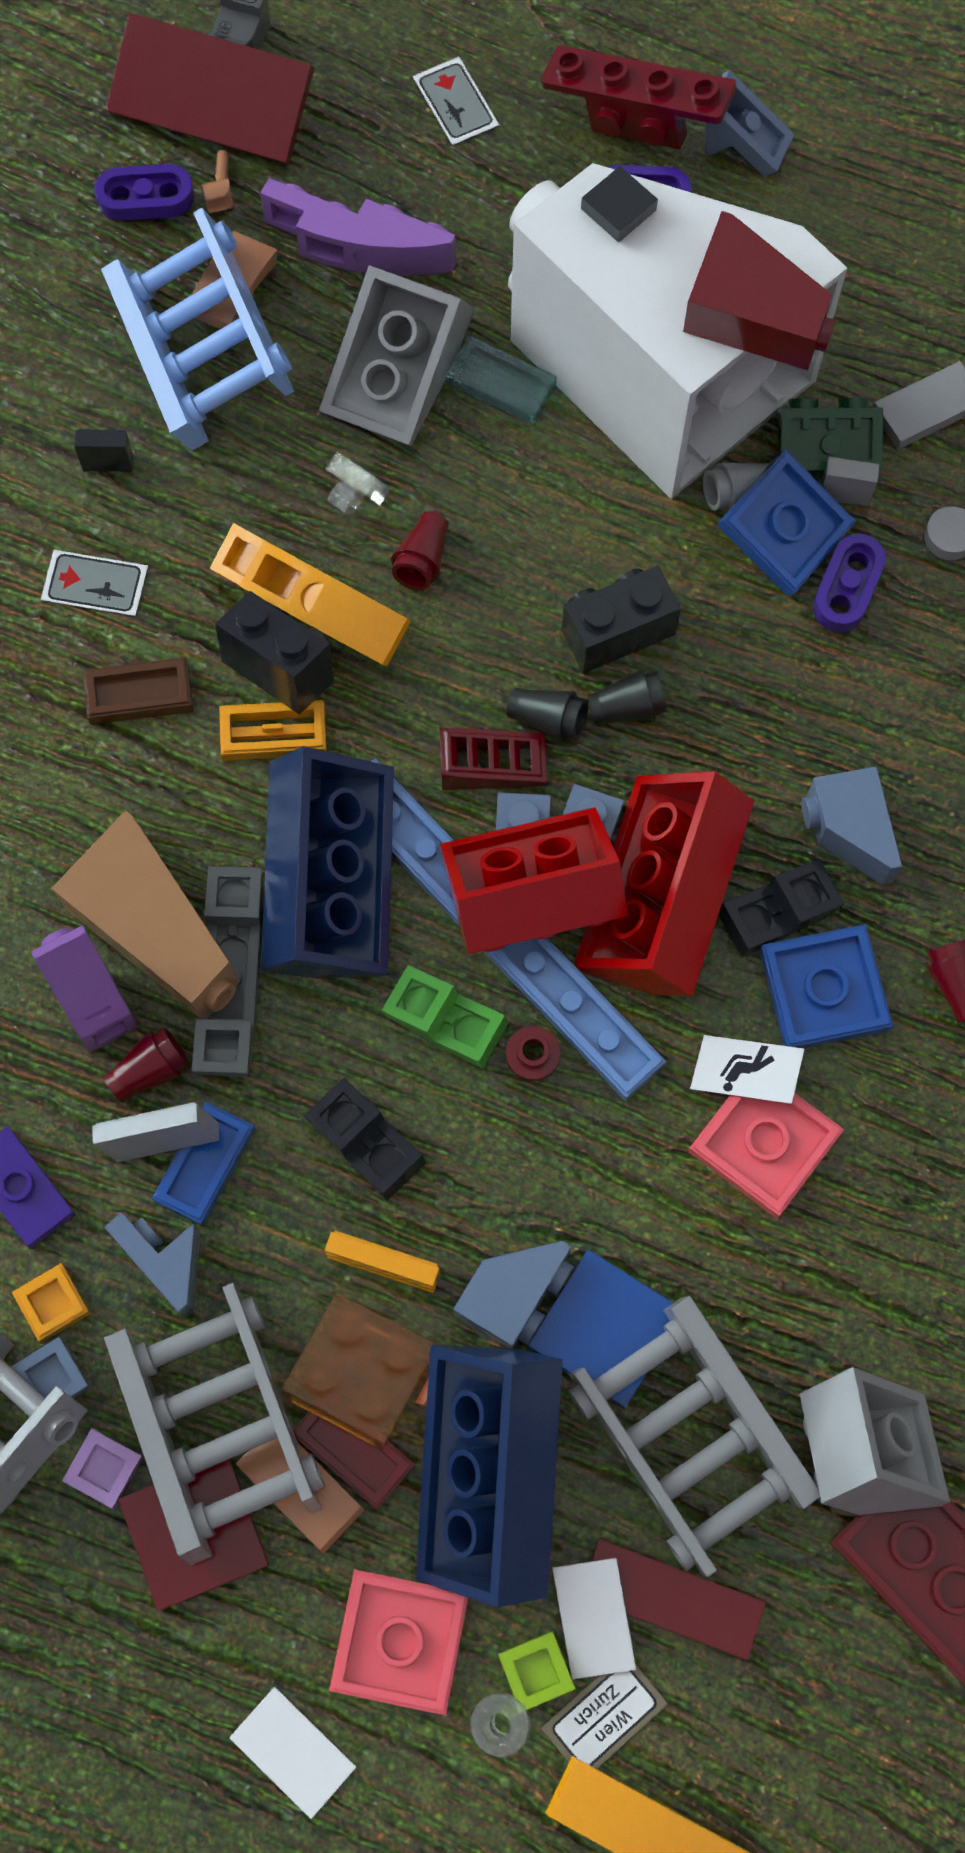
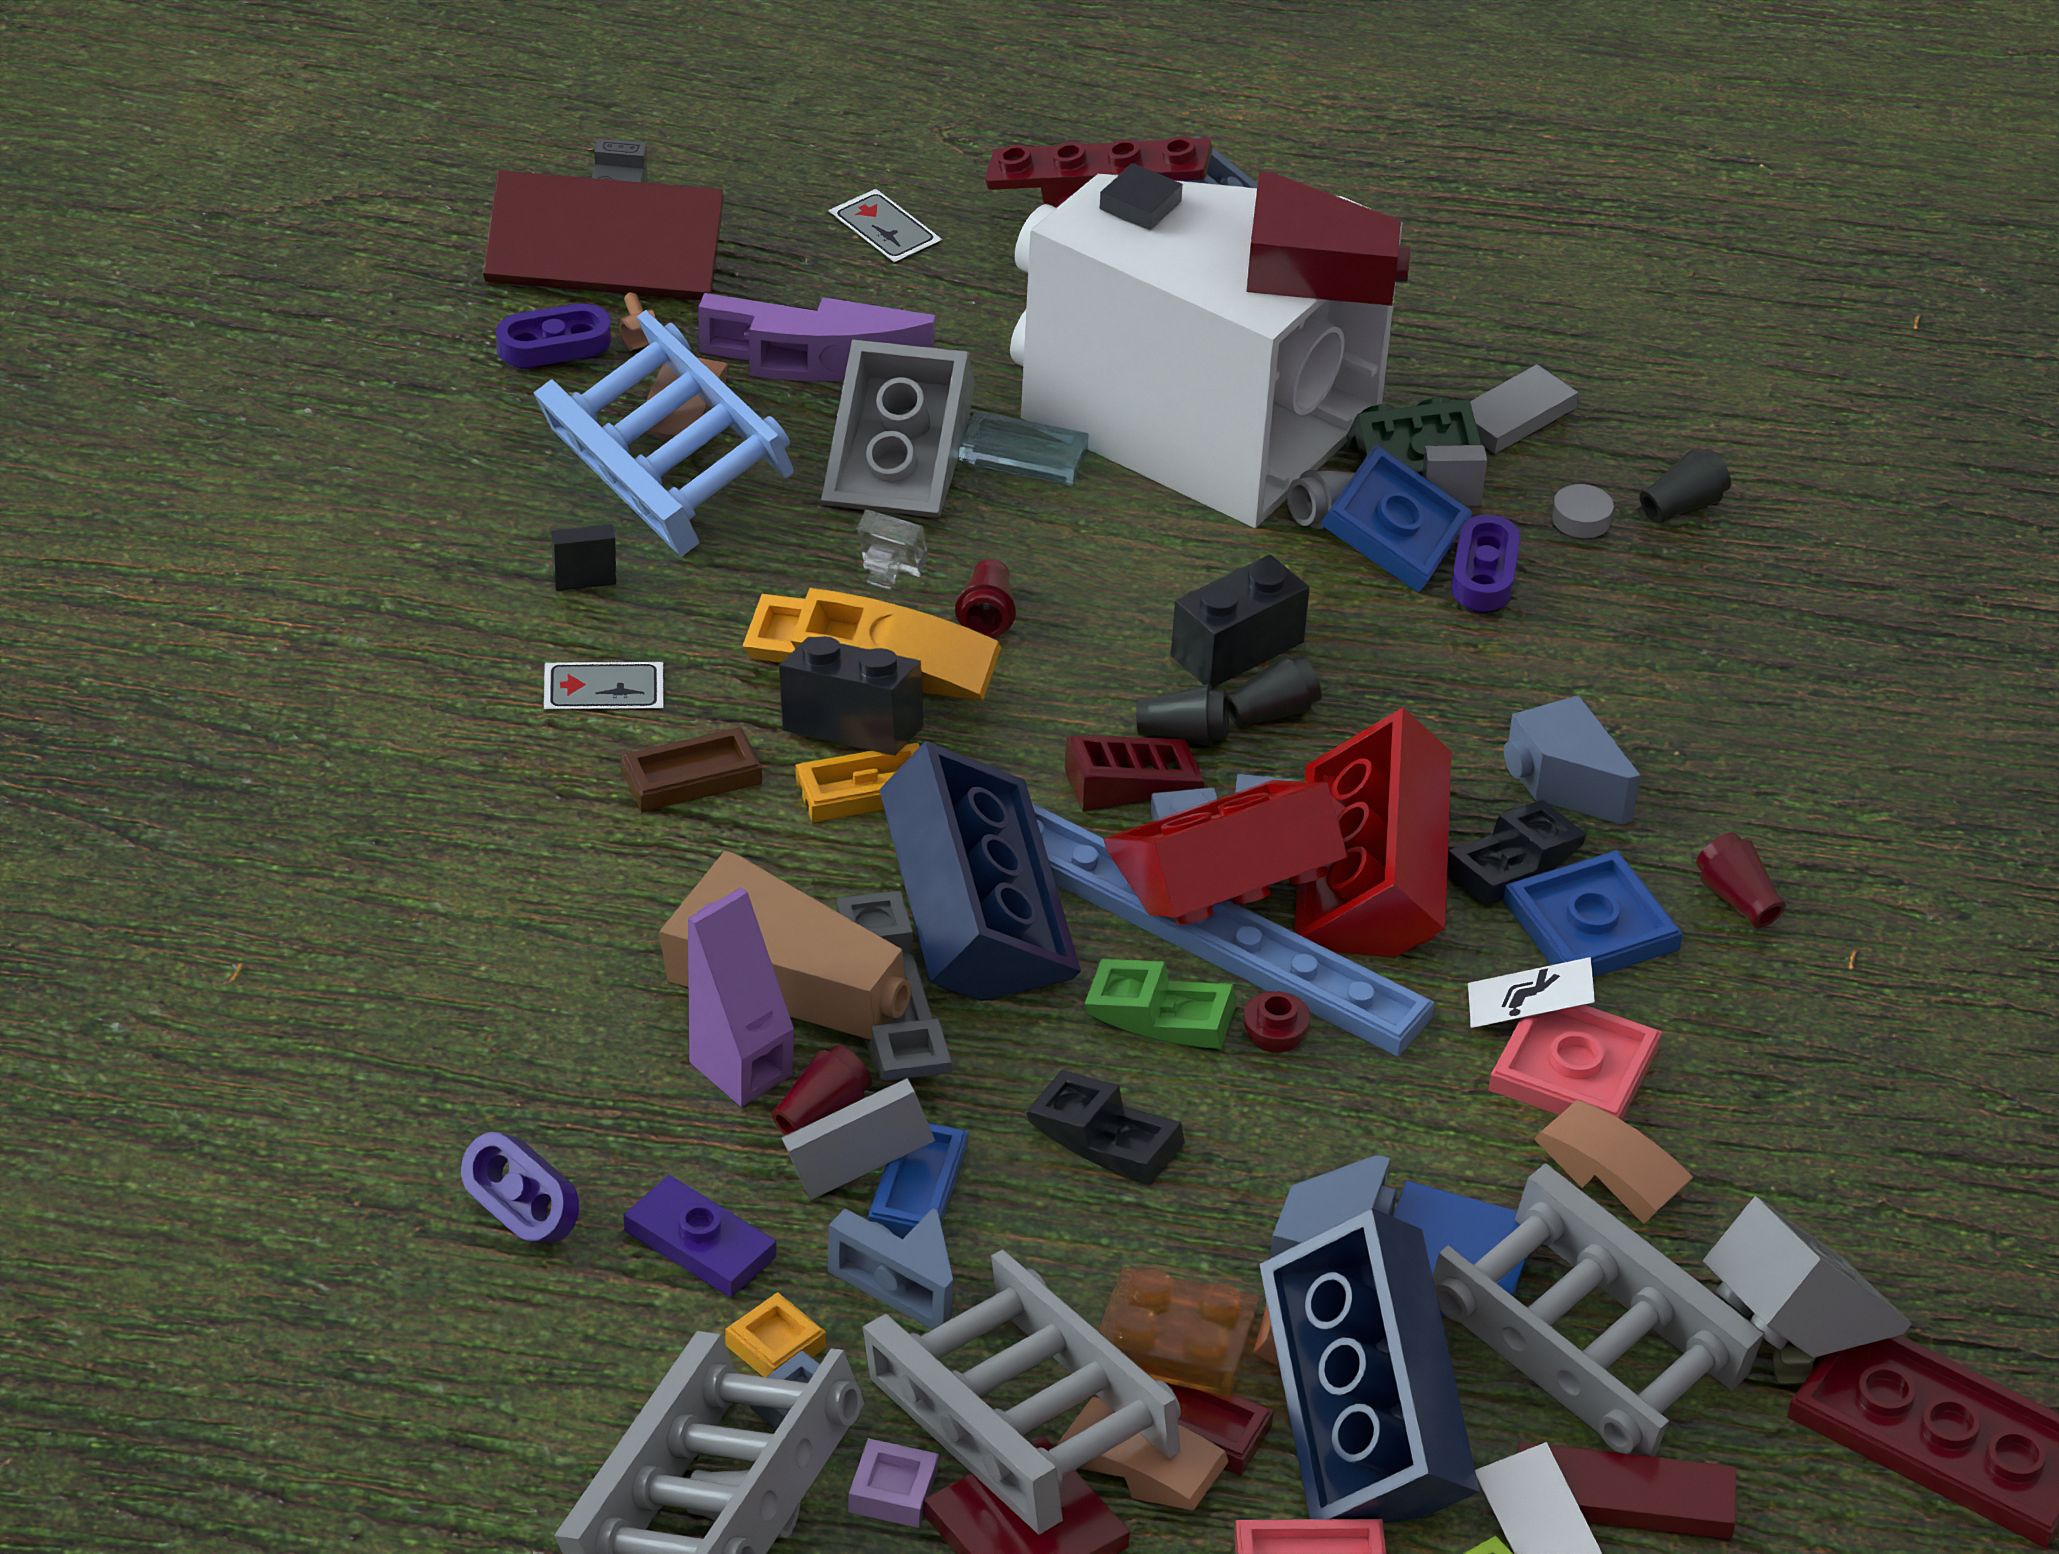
camera: 15 degrees left, 30 degrees down
(382, 1261) = (1169, 1226): light orange tile -> none
(763, 1261) = (1627, 1162): none -> nougat slope

